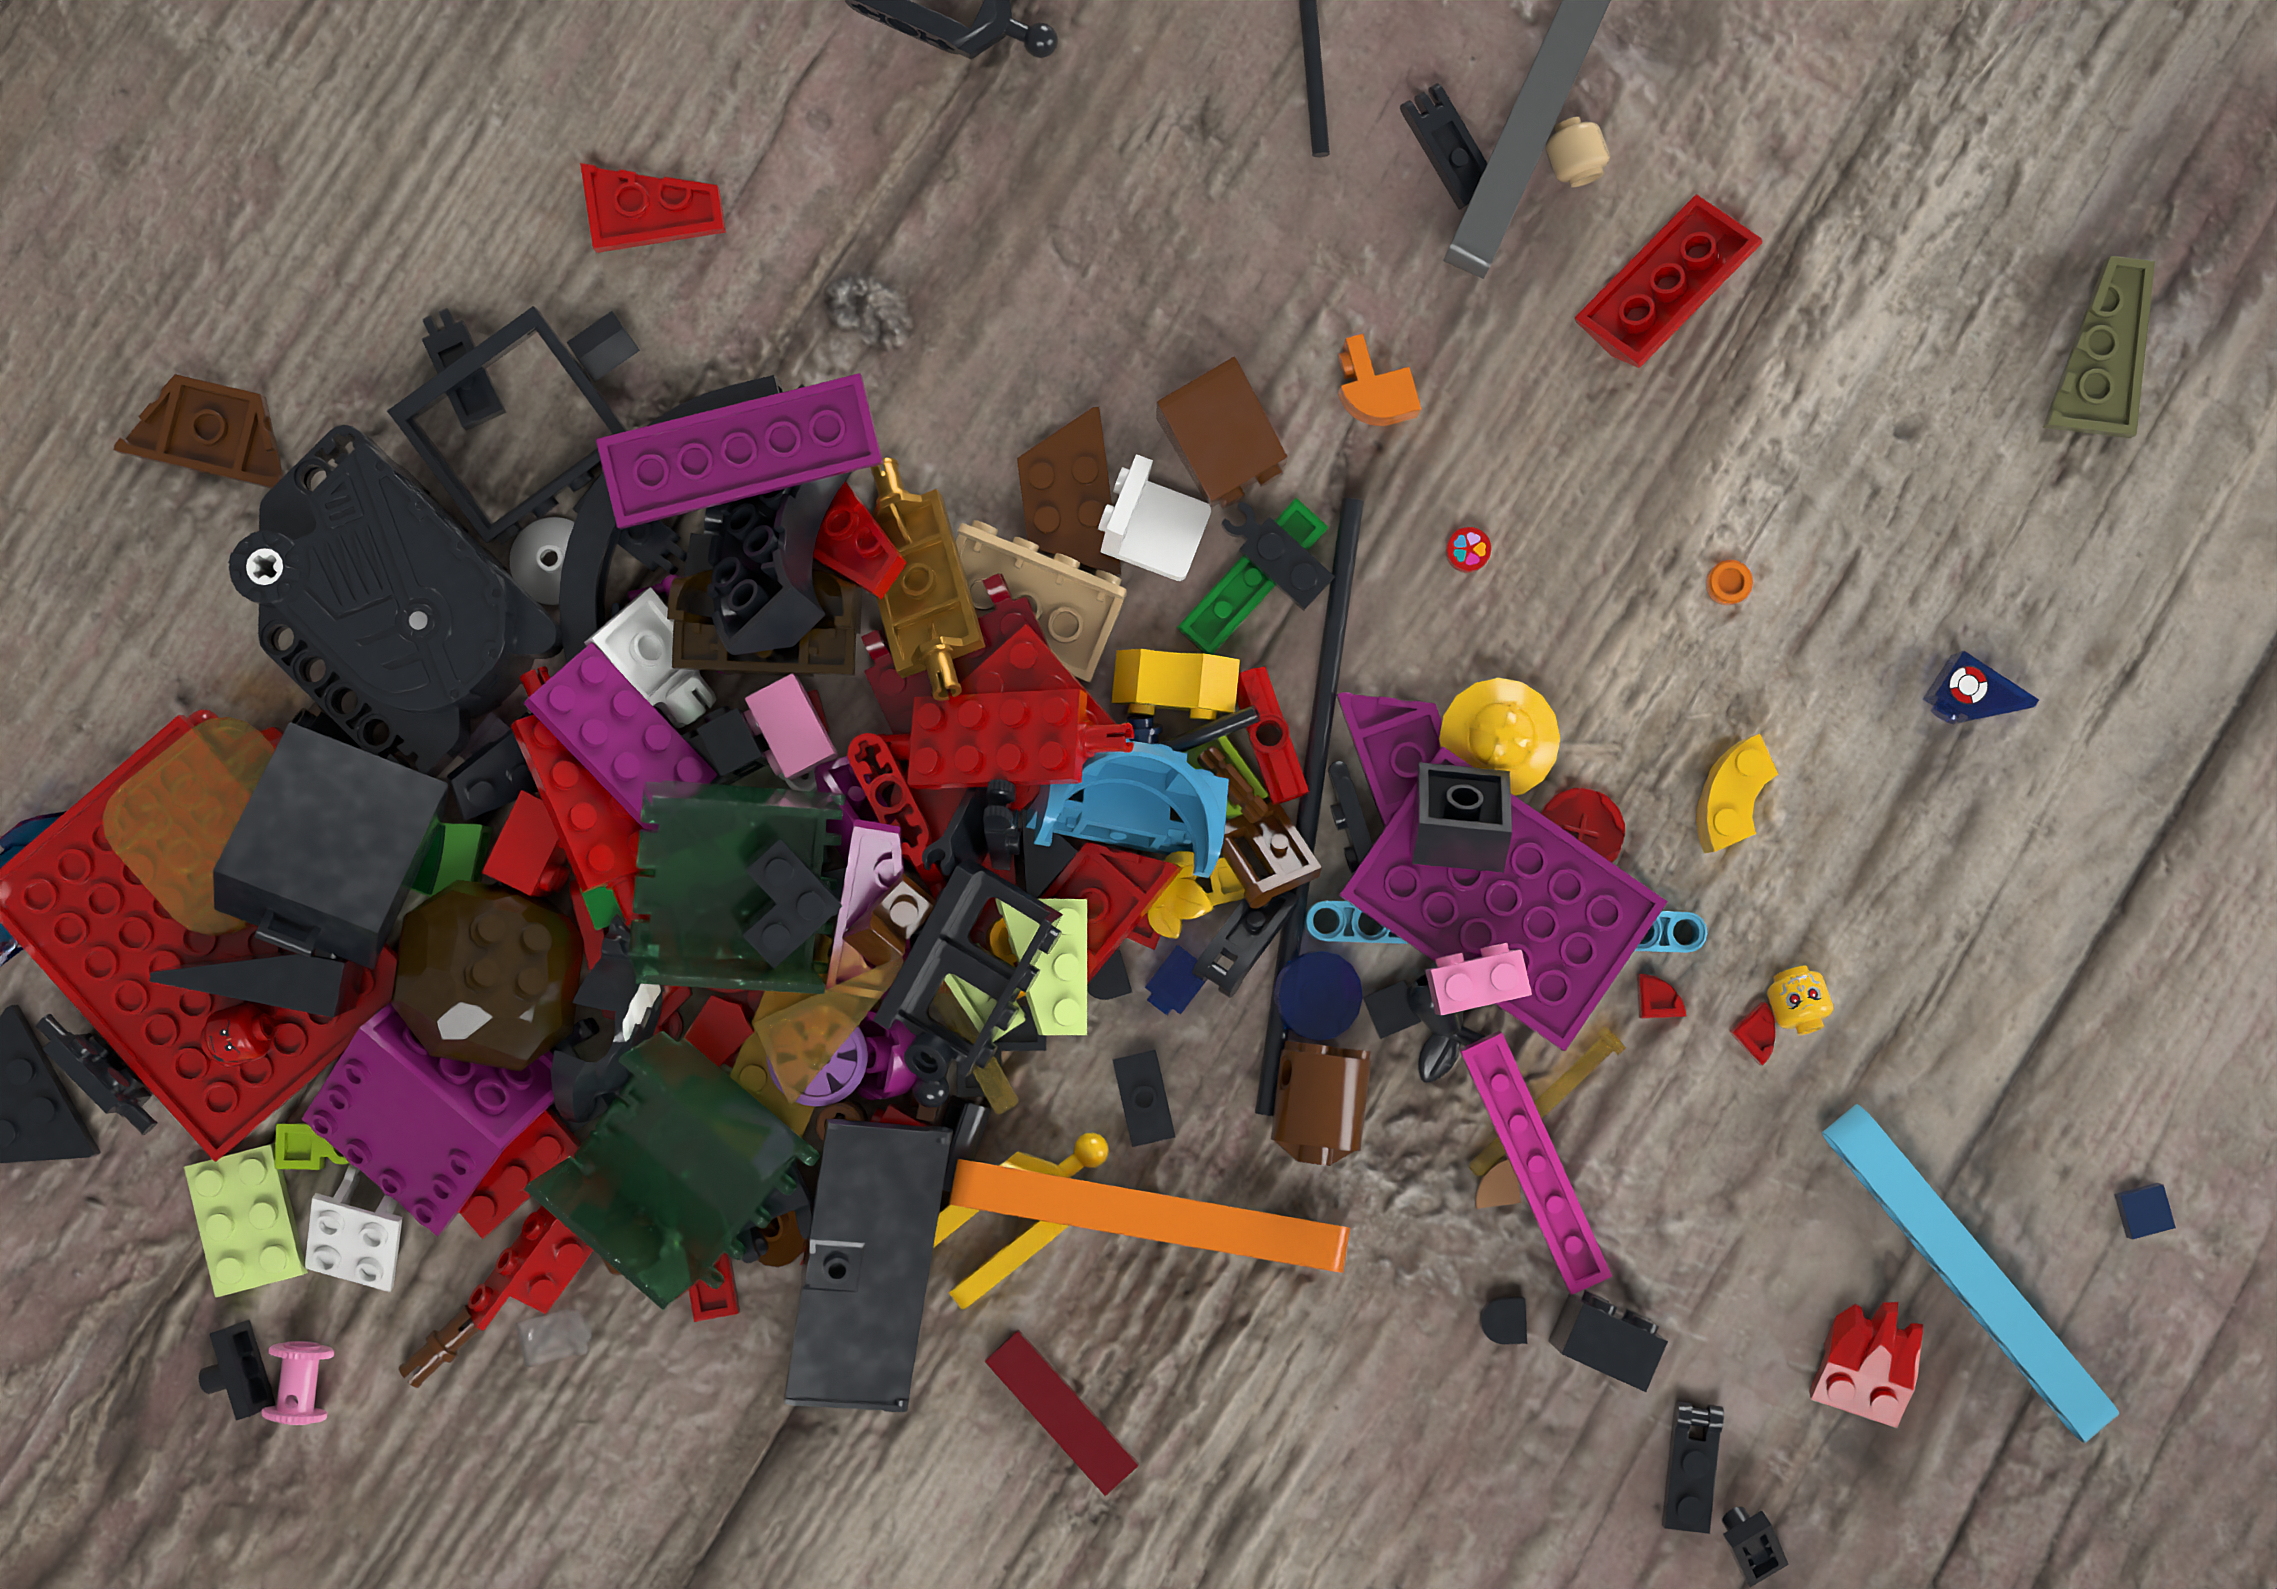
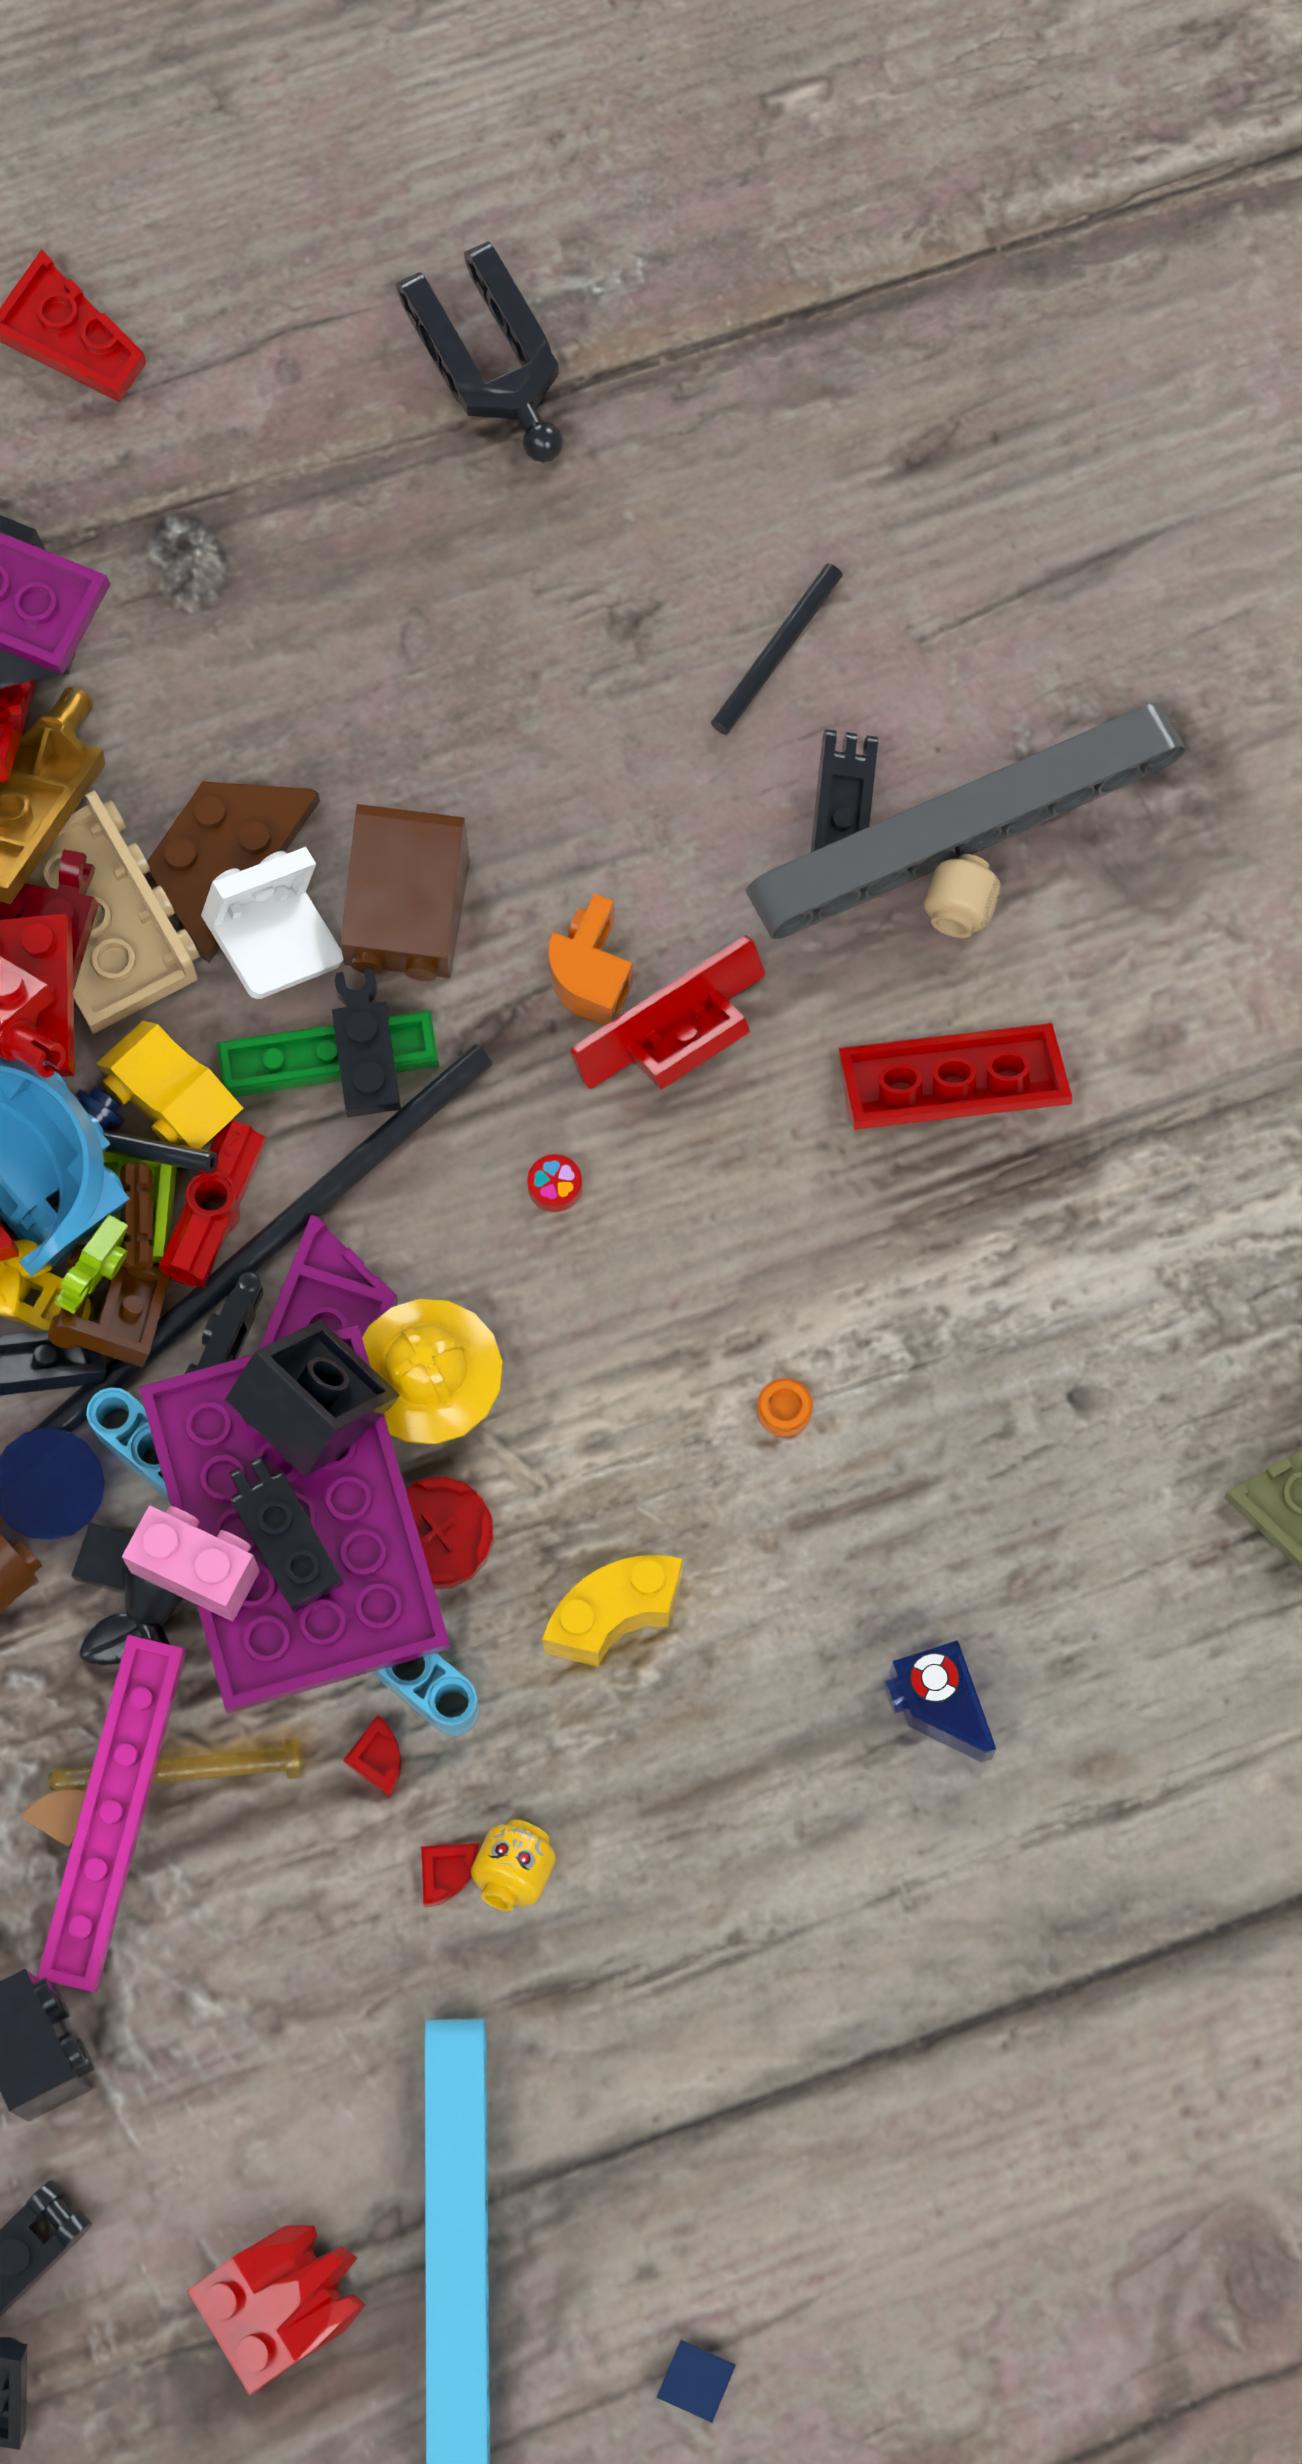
camera: 35 degrees right, 15 degrees down
(1241, 833) = (99, 1258): none -> lime plate
(1467, 385) = (677, 1024): none -> red bracket
(1513, 917) = (284, 1536): none -> black hinge

